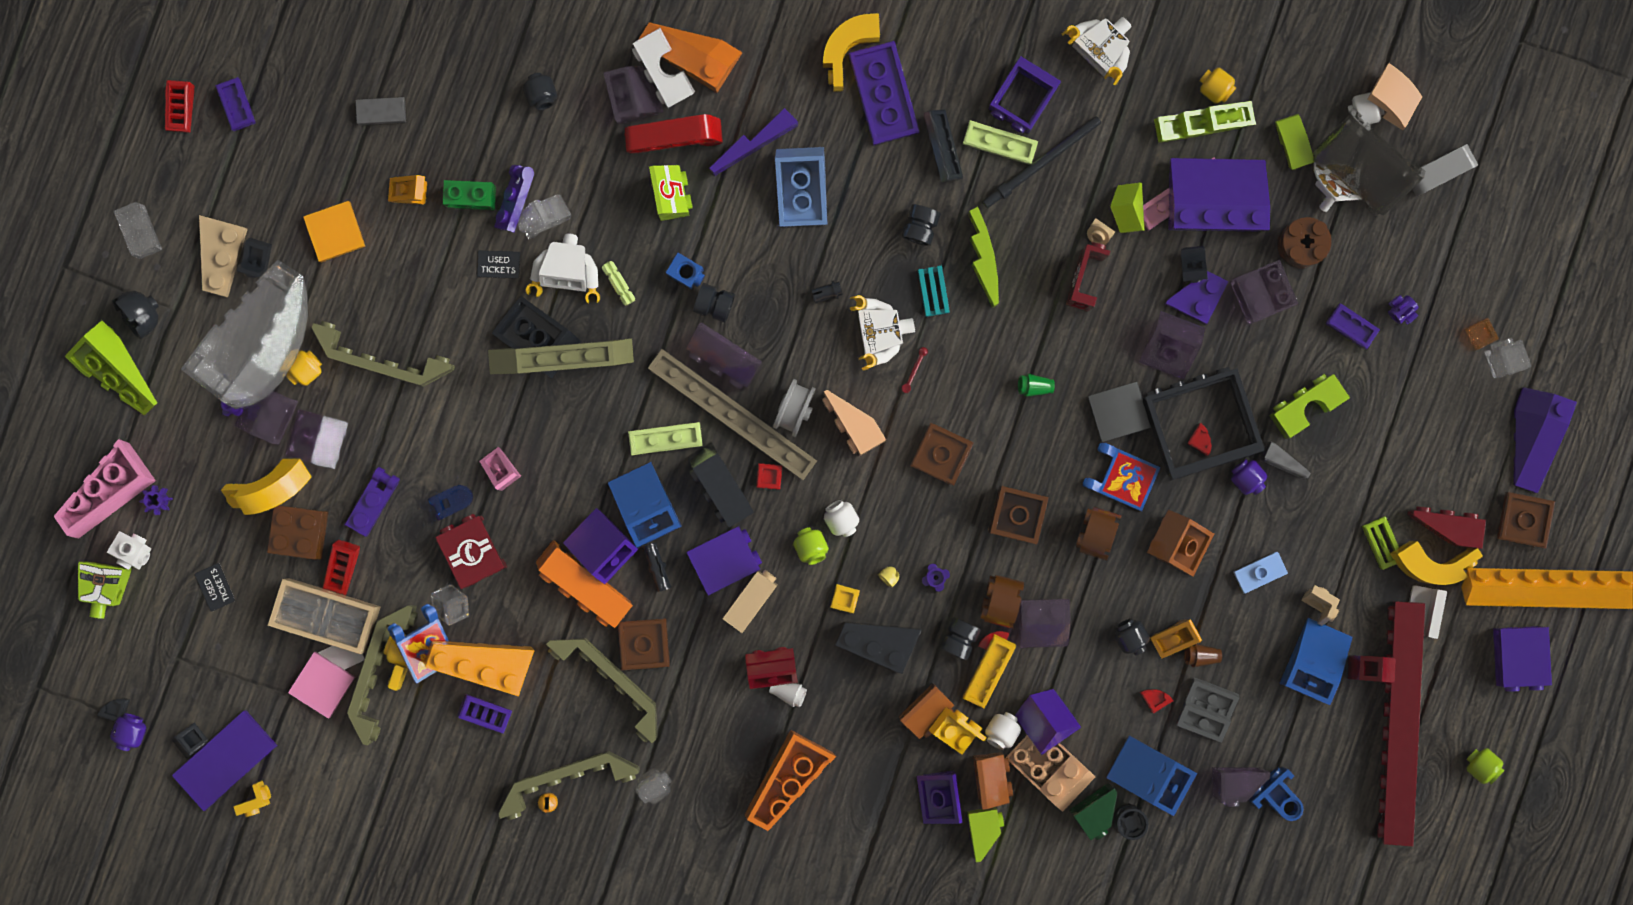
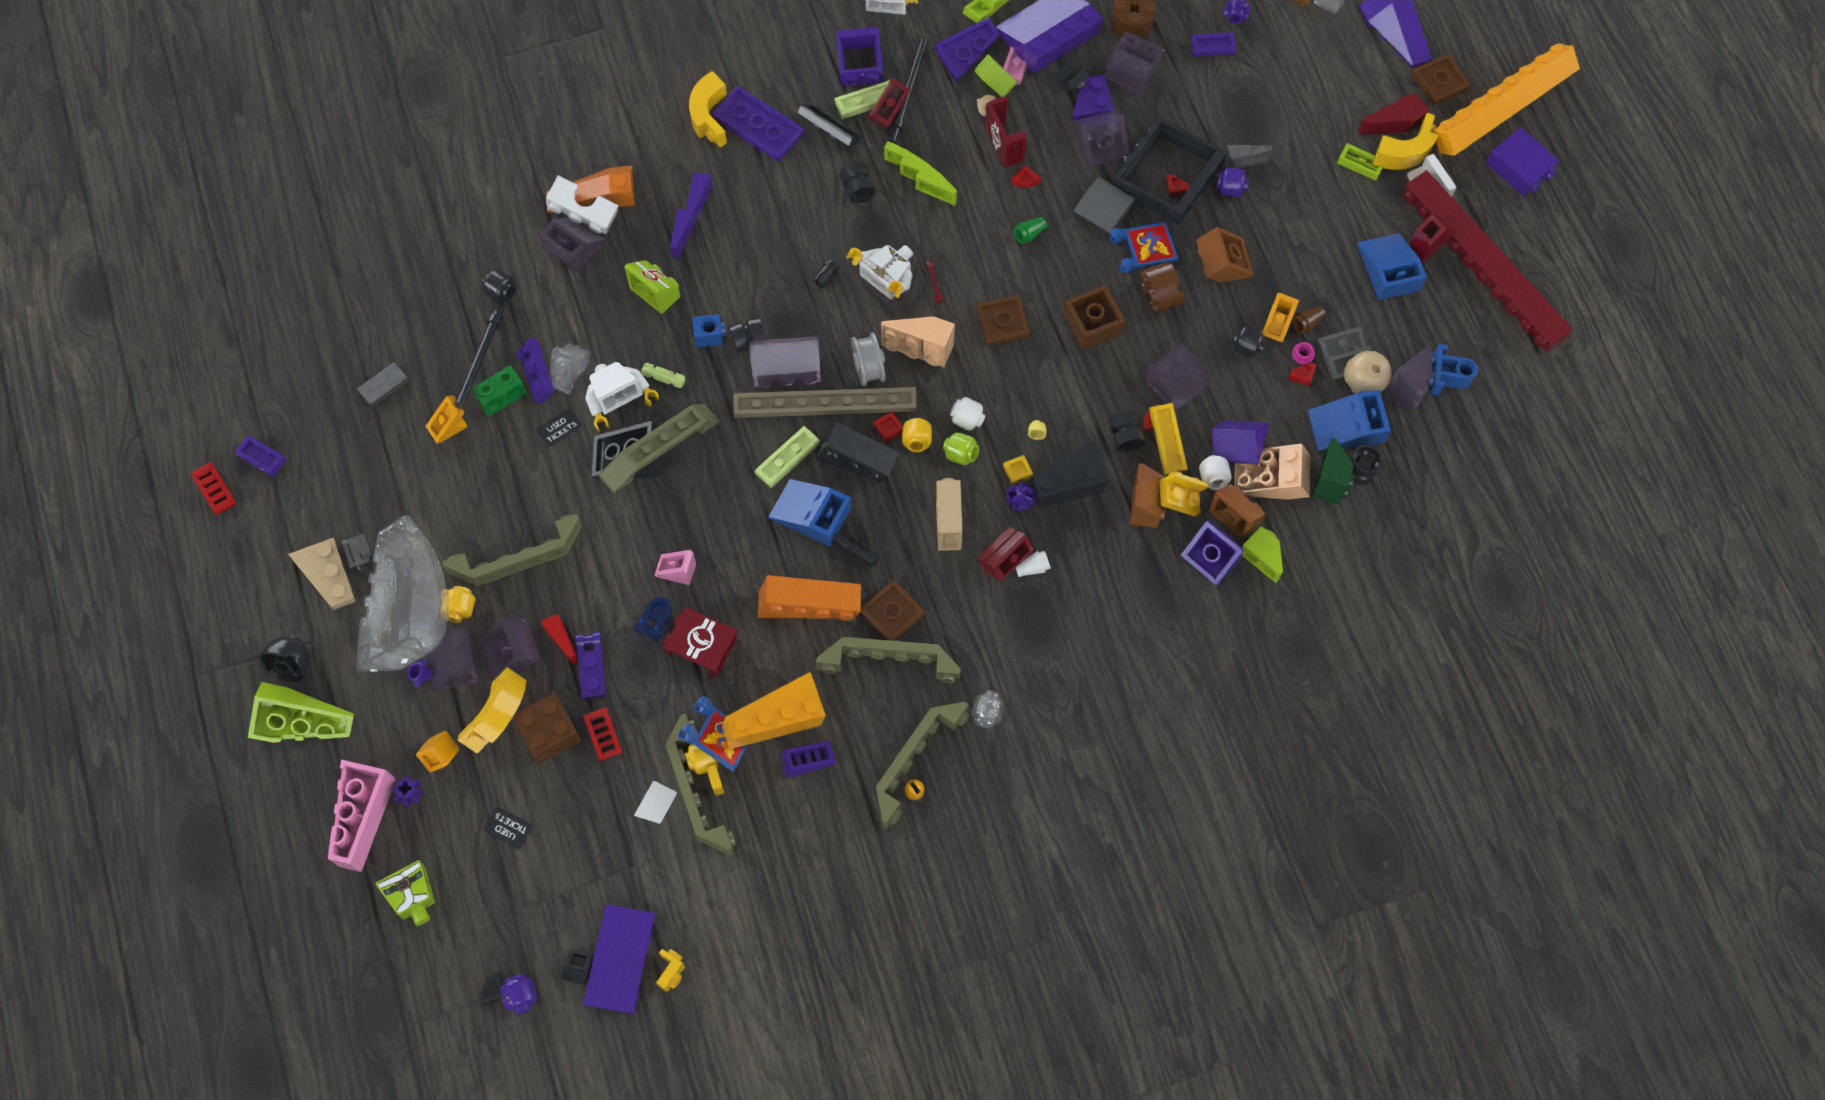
camera: 40 degrees left, 20 degrees down
(130, 550) = (413, 844): white brick -> none
(137, 230) = (244, 595): clear piece -> none
(201, 484) = (437, 751): none -> light orange panel
(322, 685) = (656, 836): bright pink tile -> none
(324, 616) = (617, 774): clear brick -> none
(334, 231) = (409, 492): light orange tile -> none
(364, 459) = (555, 629): none -> red slope
(450, 604) = (717, 691): clear panel -> none
(512, 123) = (493, 323): none -> black bar
(600, 546) = (801, 554): dark purple brick -> none
(674, 133) = (623, 245): red beam -> none
(724, 560) = (904, 506): dark purple brick -> none
(784, 505) = (917, 434): none -> yellow head
(786, 780) = (1085, 622): orange wedge -> none
(801, 186) = (749, 217): medium blue slope -> none
(824, 627) = (1020, 497): none -> dark purple gear
(930, 271) = (918, 230): teal tile -> none
(942, 576) = (1074, 400): dark purple plate -> none
(1003, 601) = (1134, 380): reddish brown brick -> none
(1008, 169) = (888, 104): none -> dark red brick
(1074, 330) = (1026, 178): none -> red tile
(1128, 158) = (966, 47): none -> dark purple wing
(1177, 685) = (1303, 348): none -> dark pink plate
(1207, 744) = (1368, 372): none -> tan cylinder
(1260, 572) = (1297, 238): light blue plate -> none
(1290, 416) = (1234, 97): lime arch -> none
(1322, 601) = (1357, 224): tan bracket -> none
(1485, 766) = (1567, 247): lime head -> none

